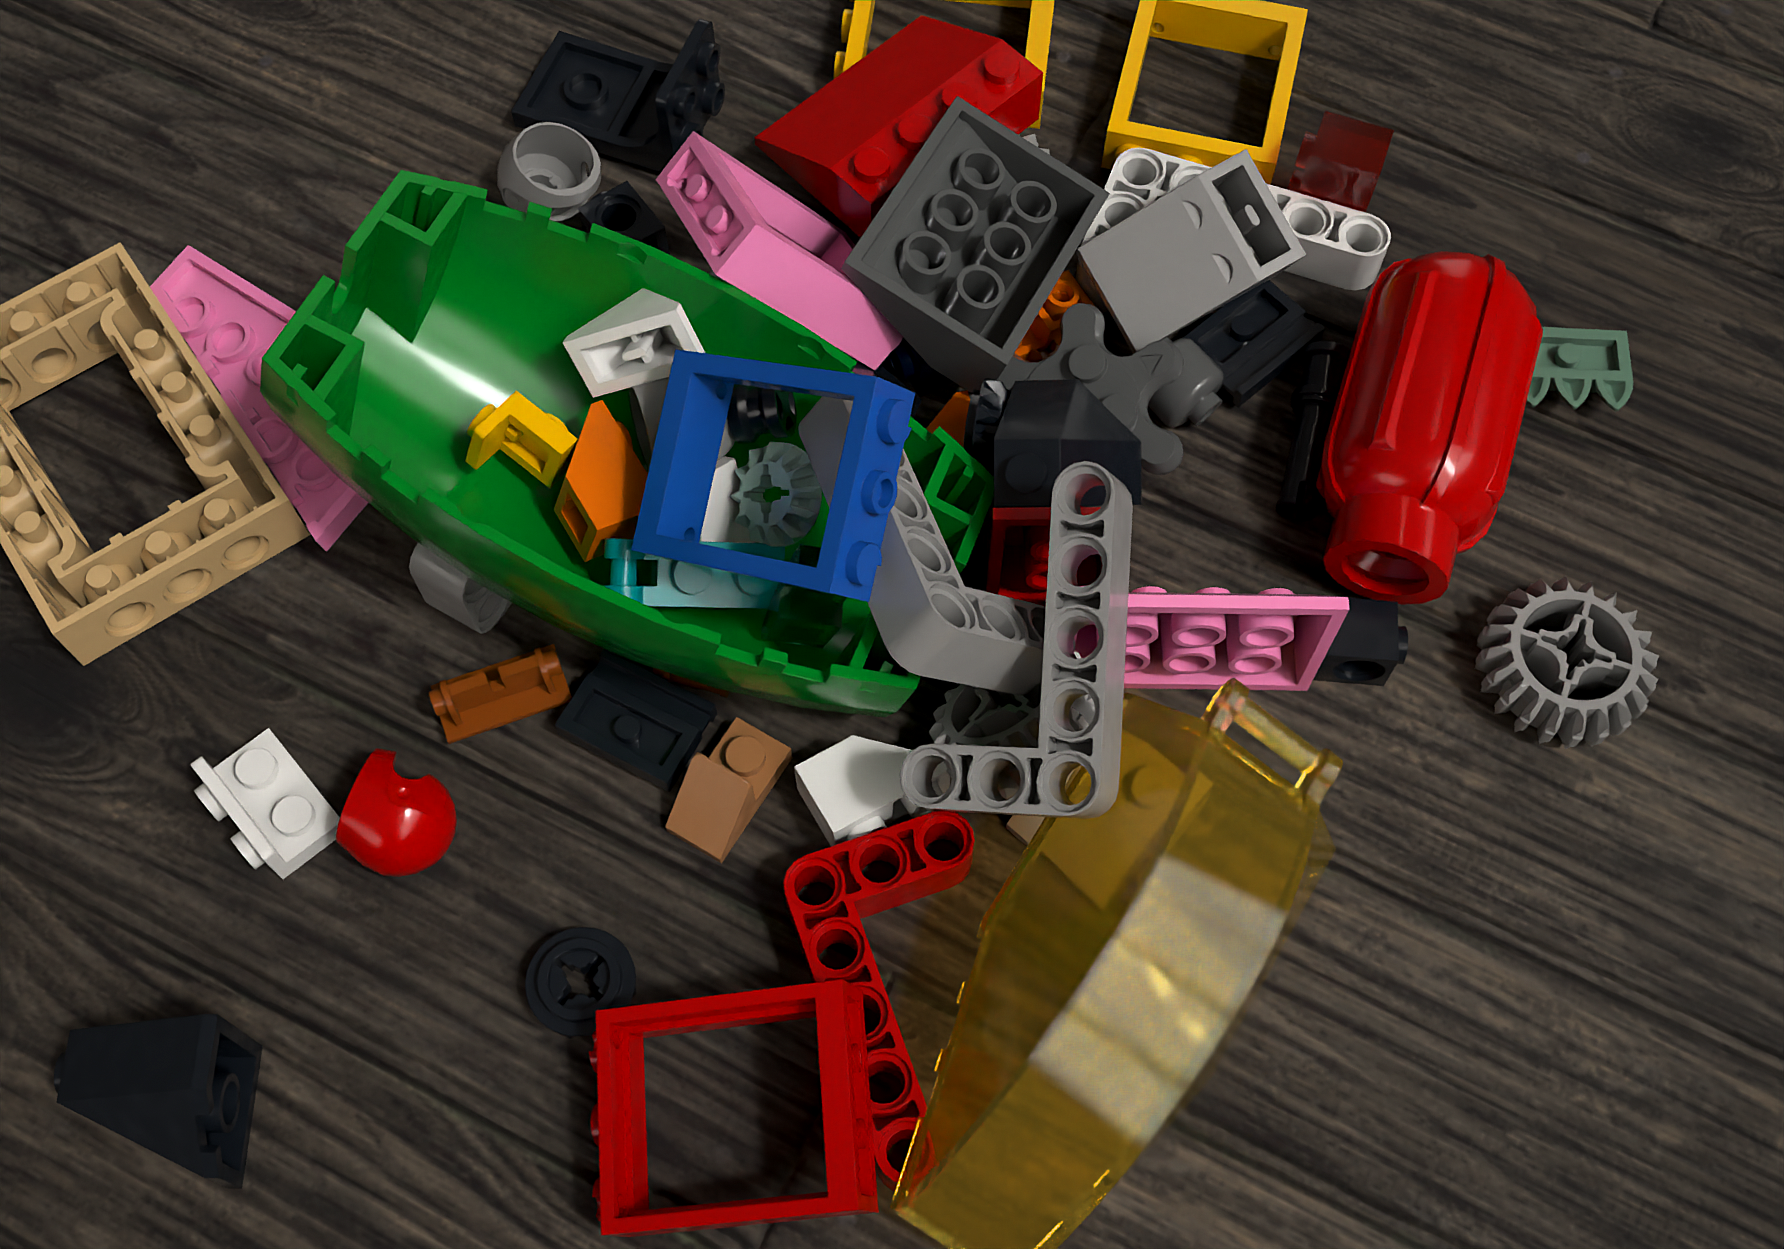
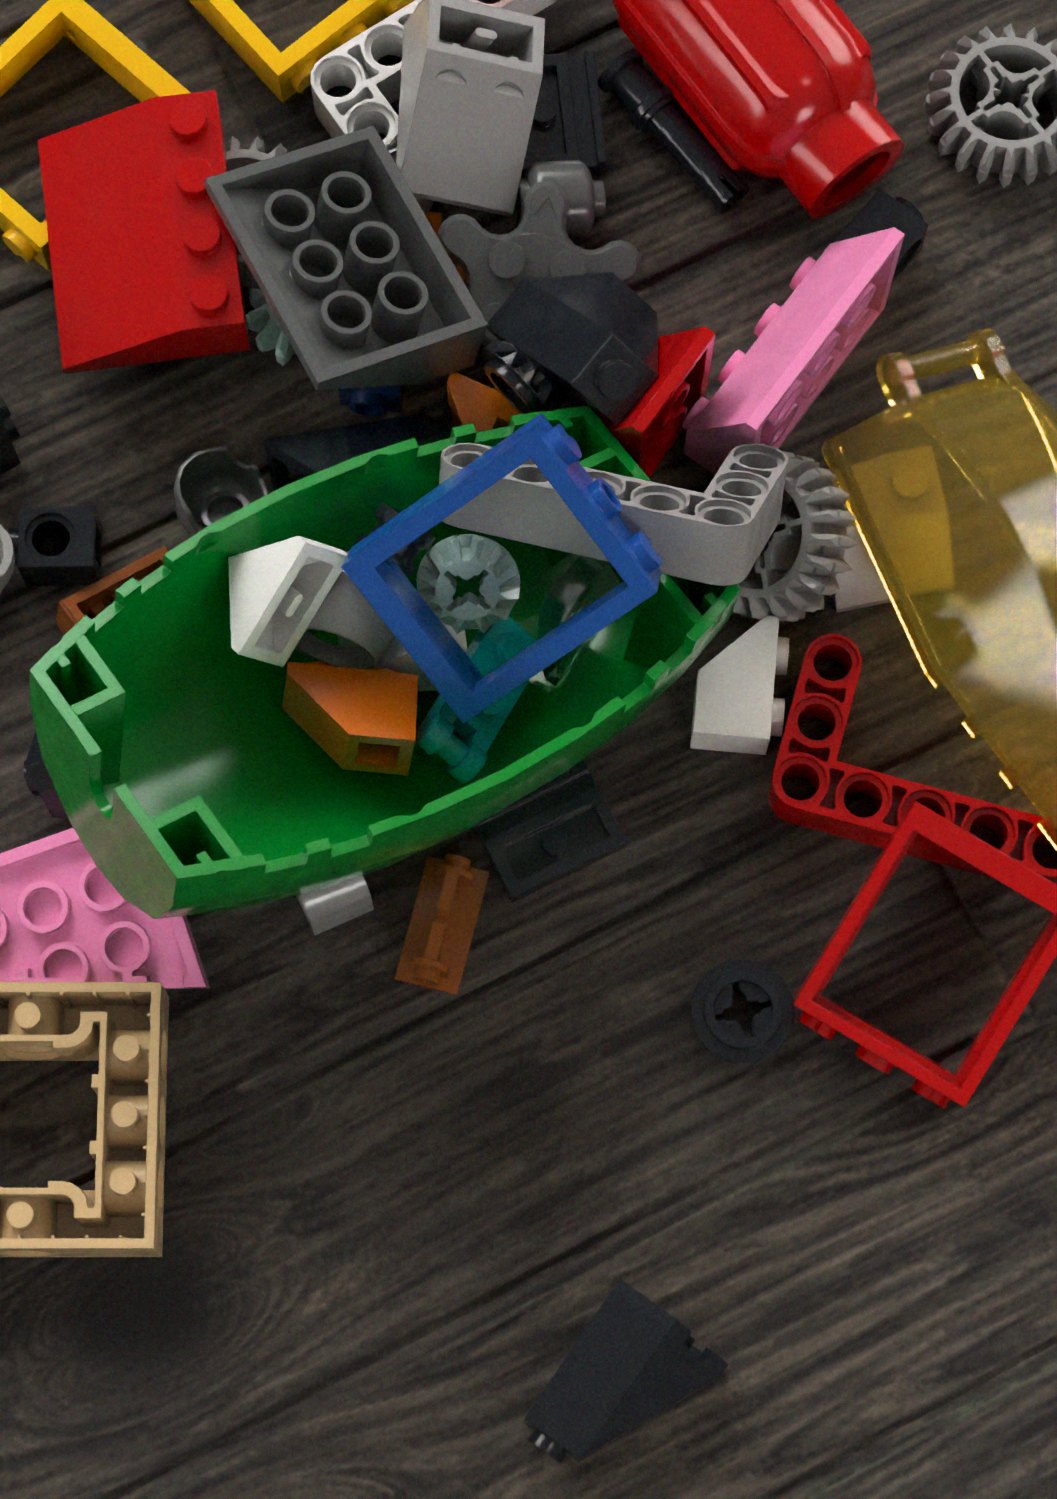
camera: 55 degrees left, 10 degrees up
(271, 802) = (411, 1167): white bracket -> none
(396, 821) = (518, 1069): red helmet -> none
(526, 435) = (276, 743): yellow bracket -> none
(726, 789) = (658, 799): medium nougat slope -> none
(774, 249) = (276, 419): bright pink window -> none
(1063, 675) = (820, 471): light grey beam -> none

